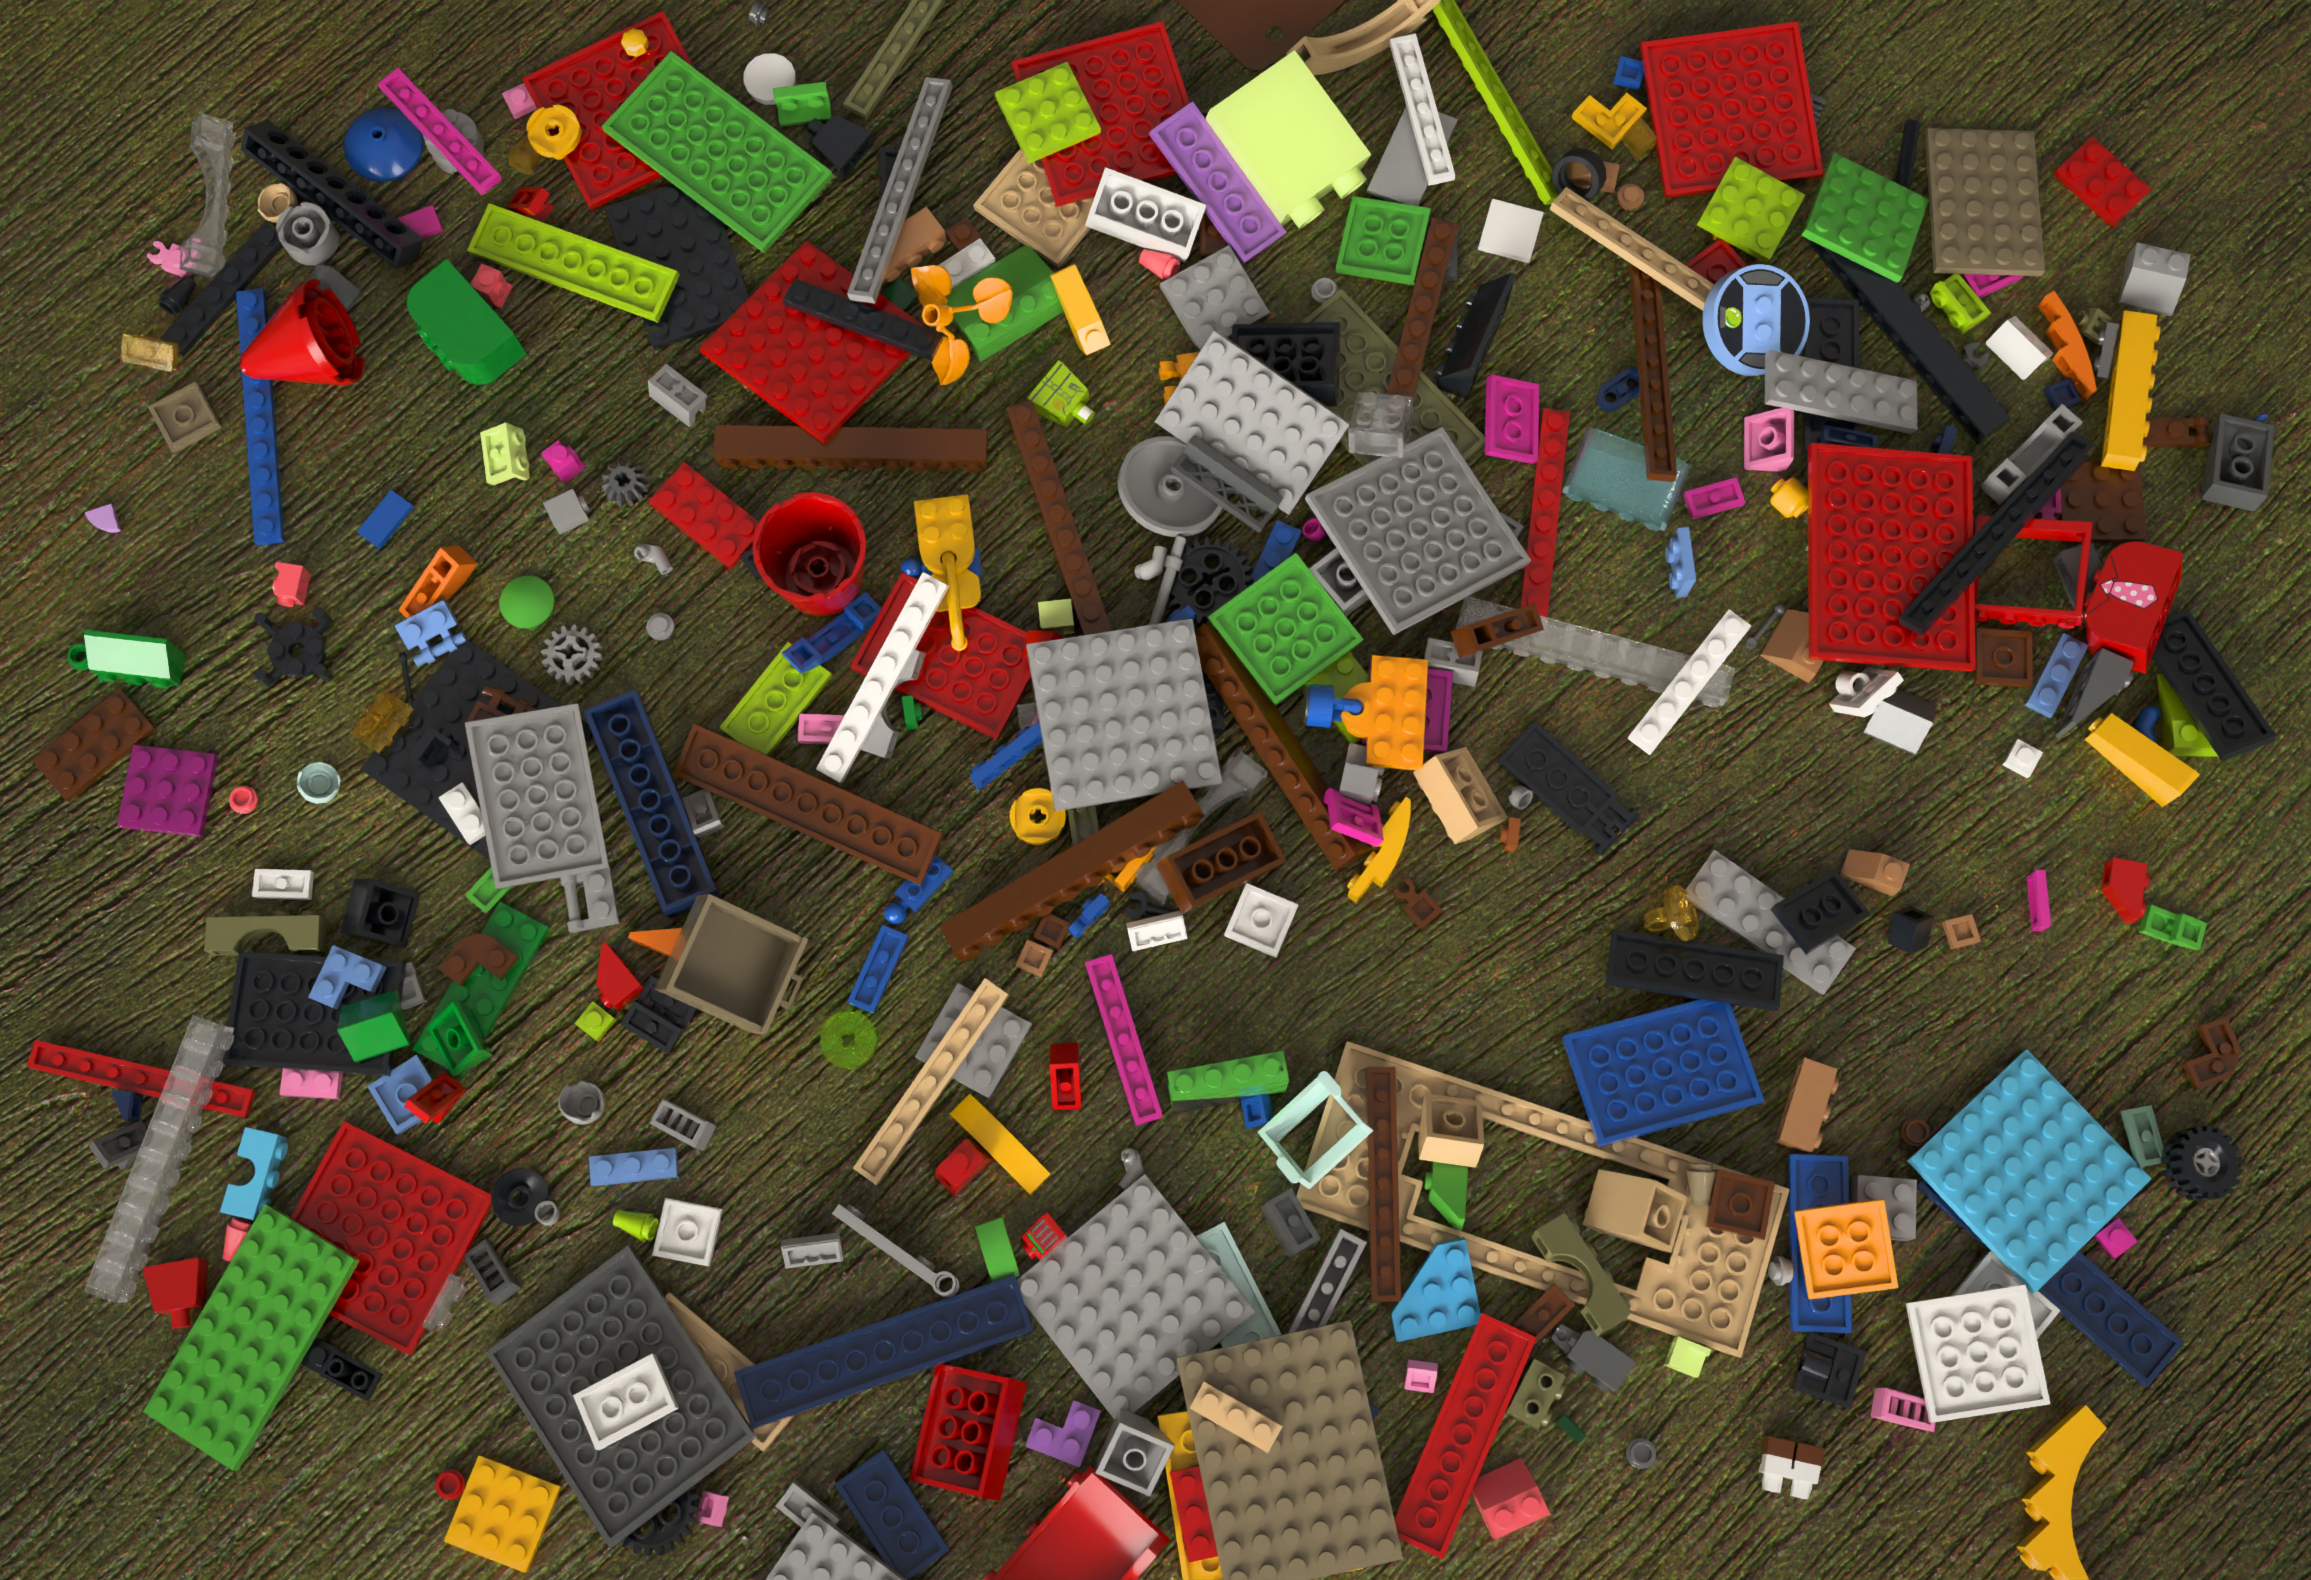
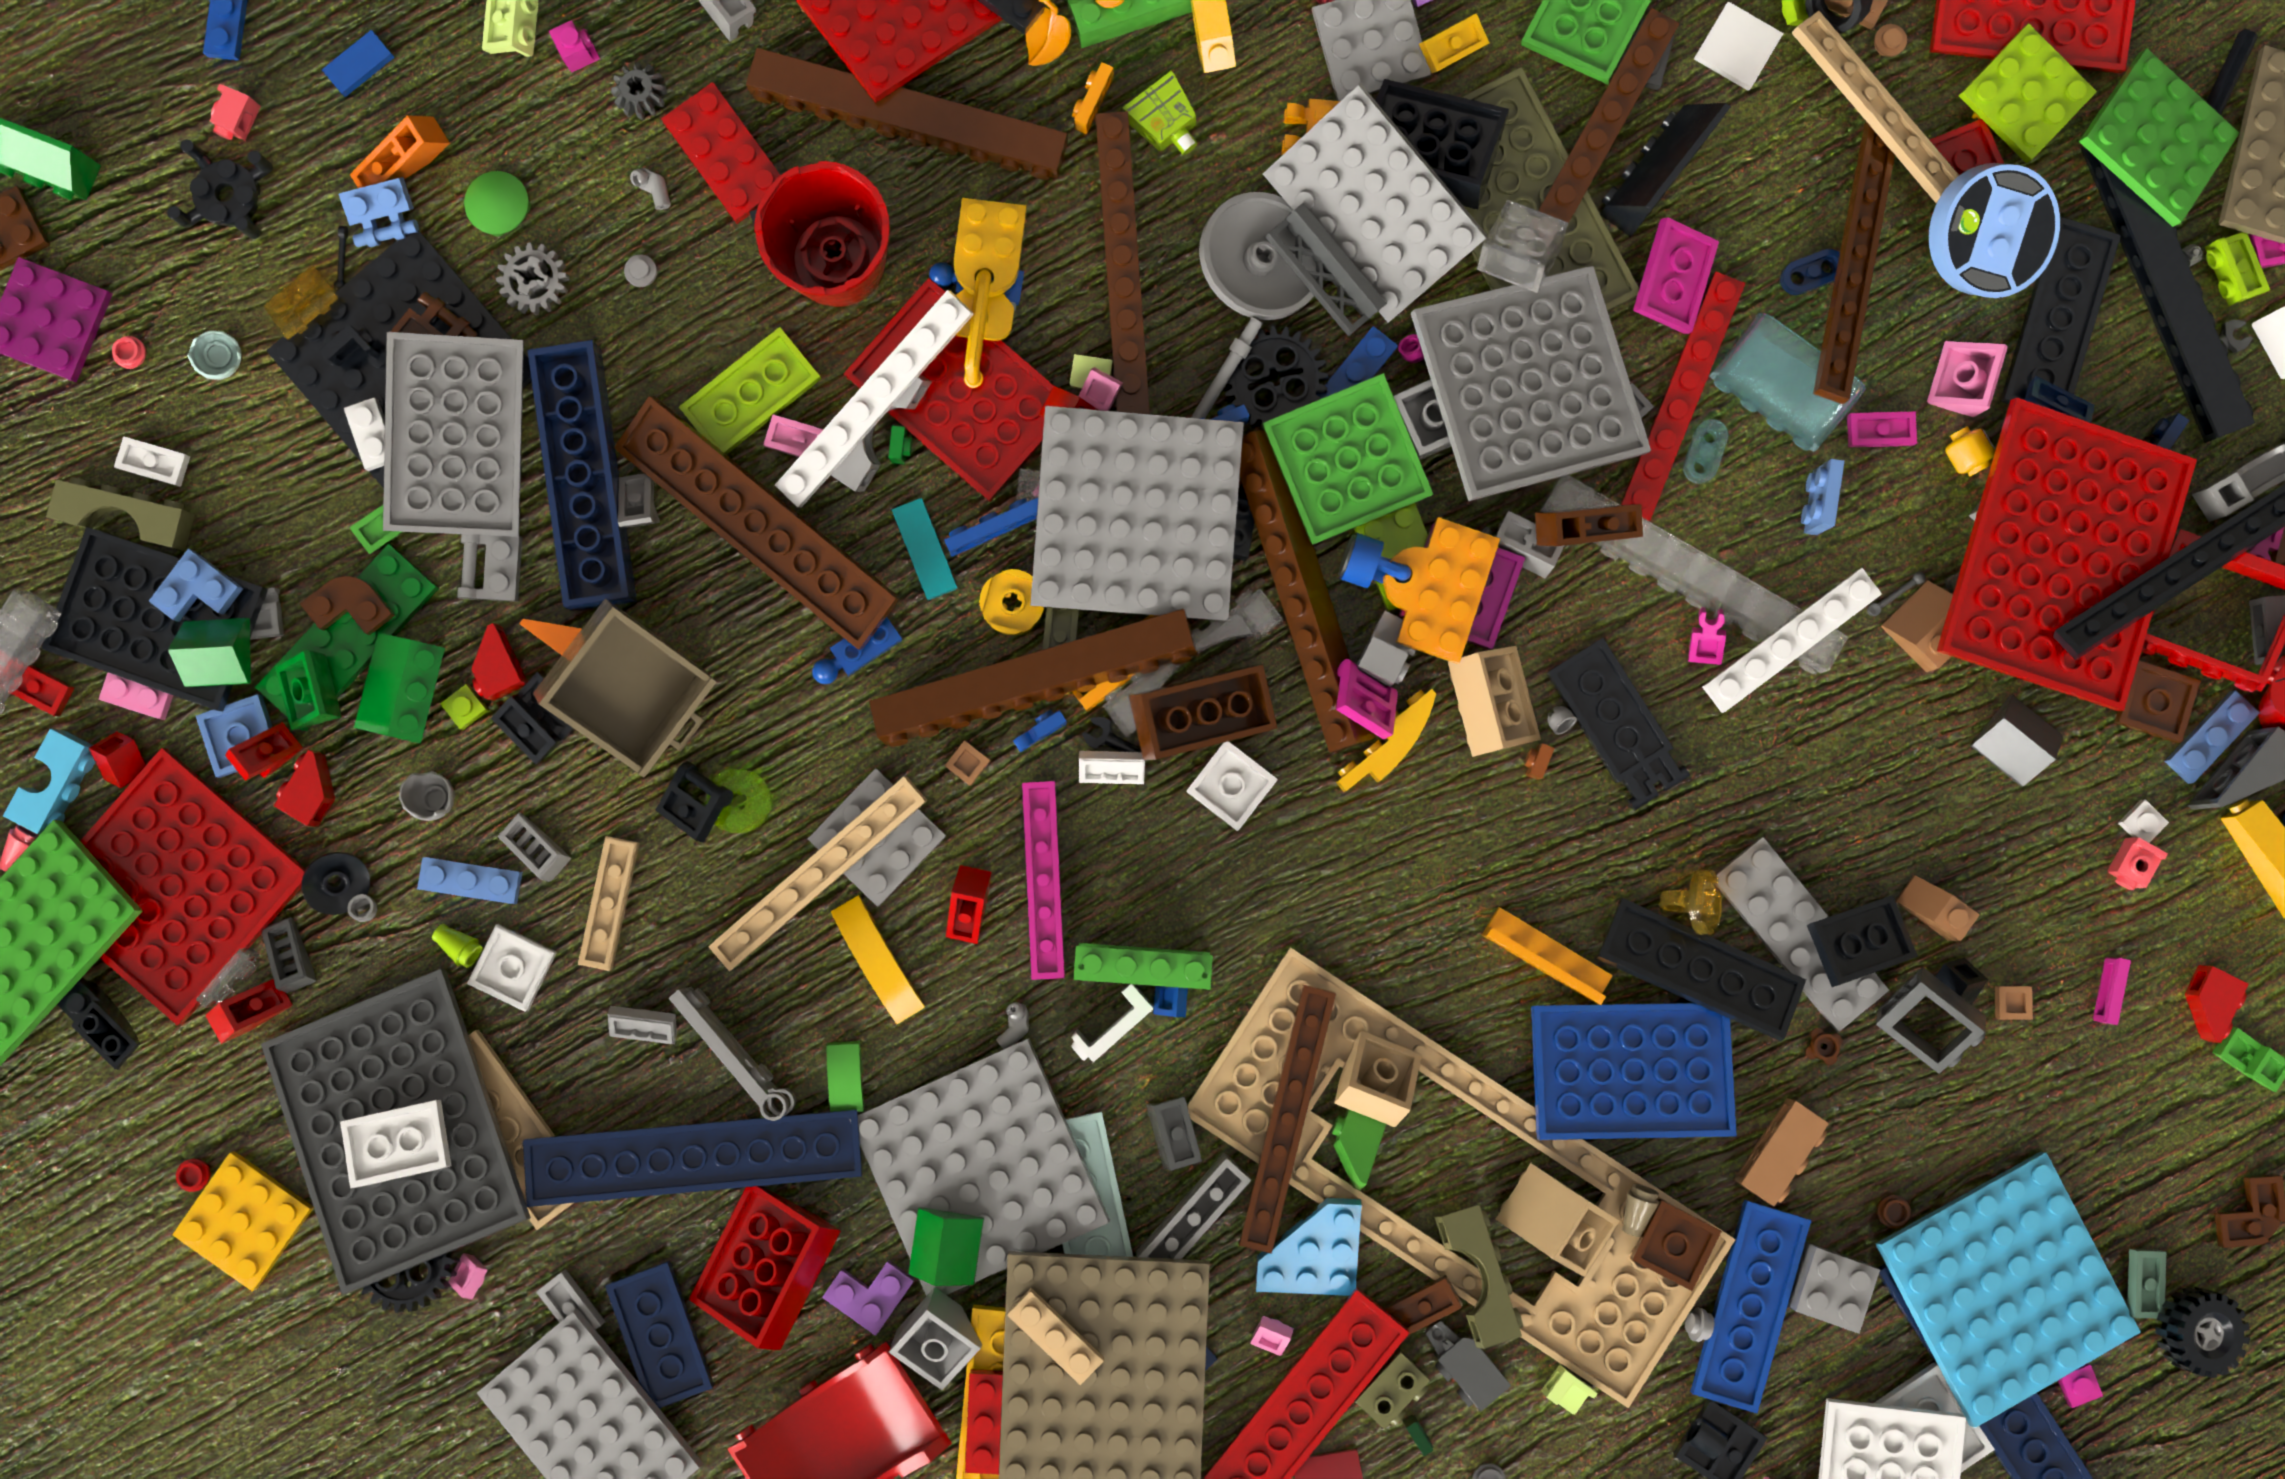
camera: 15 degrees right, 10 degrees up
(307, 1140) = (117, 759): none -> red panel
(380, 912) = (252, 523): black slope -> none
(467, 1327) = (247, 1010): none -> red slope
(478, 1126) = (308, 791): none -> red slope
(538, 1017) = (399, 687): none -> green slope
(567, 511) = (565, 107): light grey brick -> none
(757, 1155) = (608, 903): none -> tan tile
(807, 1057) = (687, 810): none -> black plate
(835, 636) = (834, 333): blue slope -> none
(878, 969) = (790, 730): blue plate -> none
(953, 792) = (924, 549): none -> teal tile
(962, 1166) = (830, 975): red torso -> none
(997, 408) = (1097, 86): none -> light orange plate
(1043, 1237) = (898, 1079): red slope -> none
(1052, 931) = (995, 737): reddish brown plate -> none
(1067, 622) = (1100, 389): none -> bright pink plate
(1121, 1369) = (945, 1247): none -> green slope
(1153, 567) = (1216, 345): white arm -> none
(1233, 1121) = (1095, 1049): none -> white panel
(1281, 284) = (1454, 43): none -> yellow plate
(1294, 1113) = (1209, 1013): light aqua piece -> none
(1323, 290) = (1500, 62): light grey plate -> none
(1419, 907) = (1413, 817): reddish brown plate -> none
(1564, 994) = (1547, 955): none -> light orange fence
(1576, 553) = (1704, 452): none -> clear light blue plate
(1621, 703) = (1709, 641): none -> dark pink plate
(1821, 1003) = (1832, 1042): none -> reddish brown plate
(1840, 392) = (2067, 342): light grey plate -> none
(1846, 1248) = (1779, 1326): light orange plate -> none
(1869, 690) = (1988, 702): white plate -> none
(1872, 944) = (1912, 992): none -> dark grey window
(2018, 799) = (2125, 861): none -> coral brick

